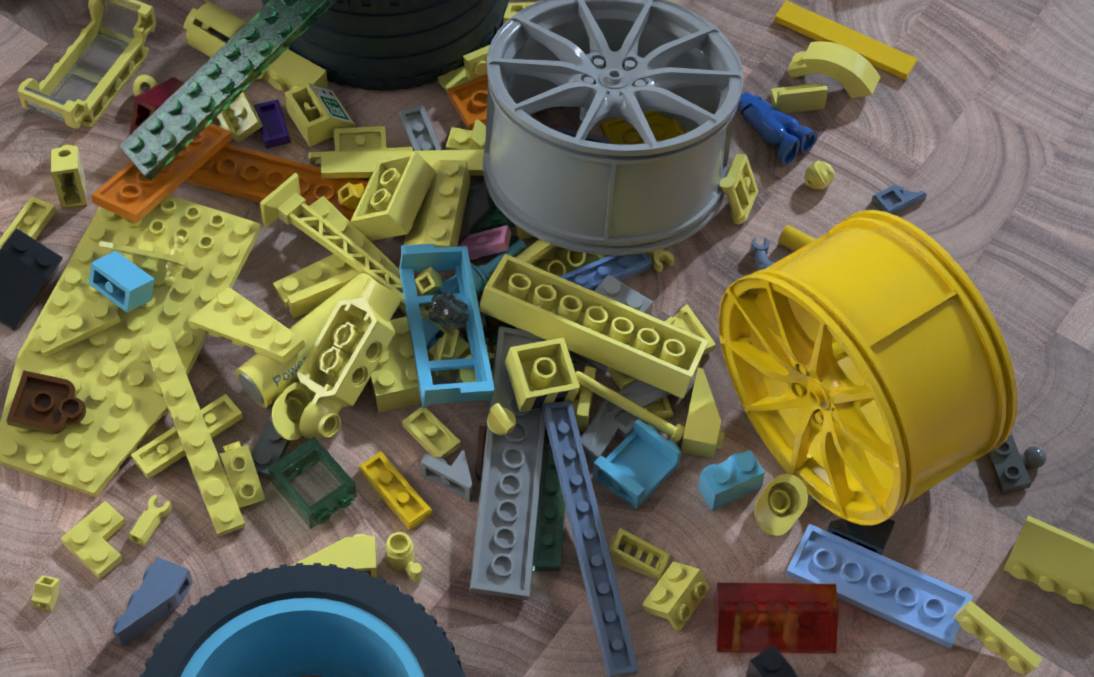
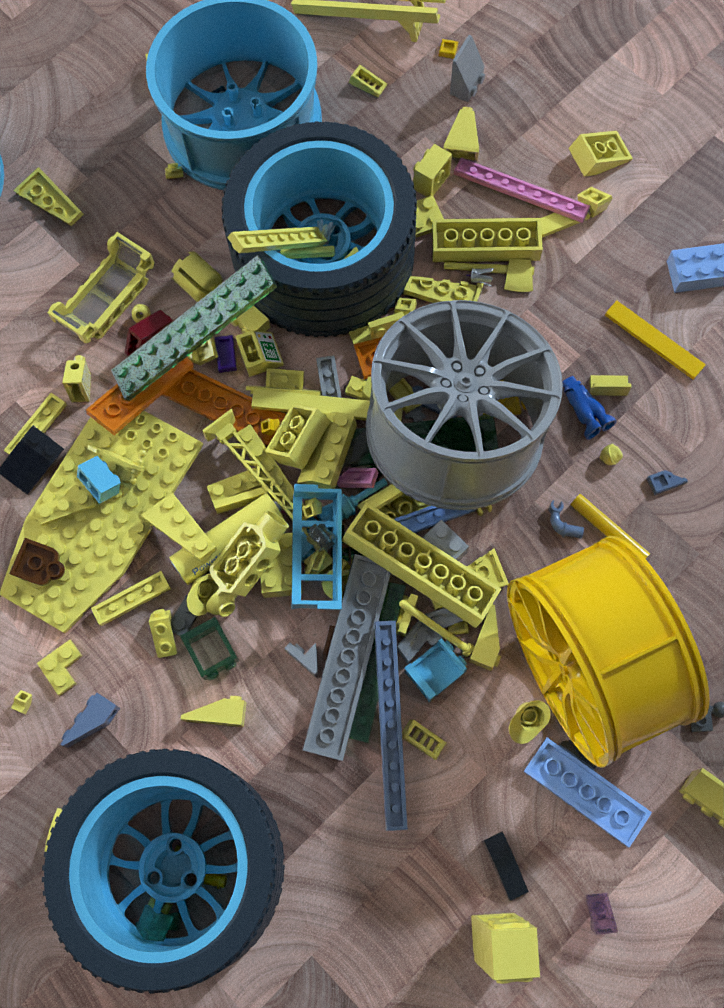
camera: 15 degrees right, 15 degrees up
(149, 521) = (97, 659): light yellow bar -> none
(193, 432) = (133, 598): light yellow plate -> none
(395, 490) = (265, 661): yellow tile -> none
(401, 556) = (261, 713): light yellow piece -> none
(431, 433) = (297, 624): light yellow plate -> none
(501, 420) = (344, 629): light yellow plate -> none
(541, 374) = (377, 600): light yellow brick -> none
(677, 594) = (444, 775): light yellow bracket -> none
(730, 479) = (498, 694): medium azure brick -> none
(739, 188) = (553, 457): light yellow plate -> none
(777, 614) = (509, 806): clear red slope -> none
(838, 62) = (642, 363): light yellow arch -> none
(997, 638) = (660, 851): light yellow plate -> none

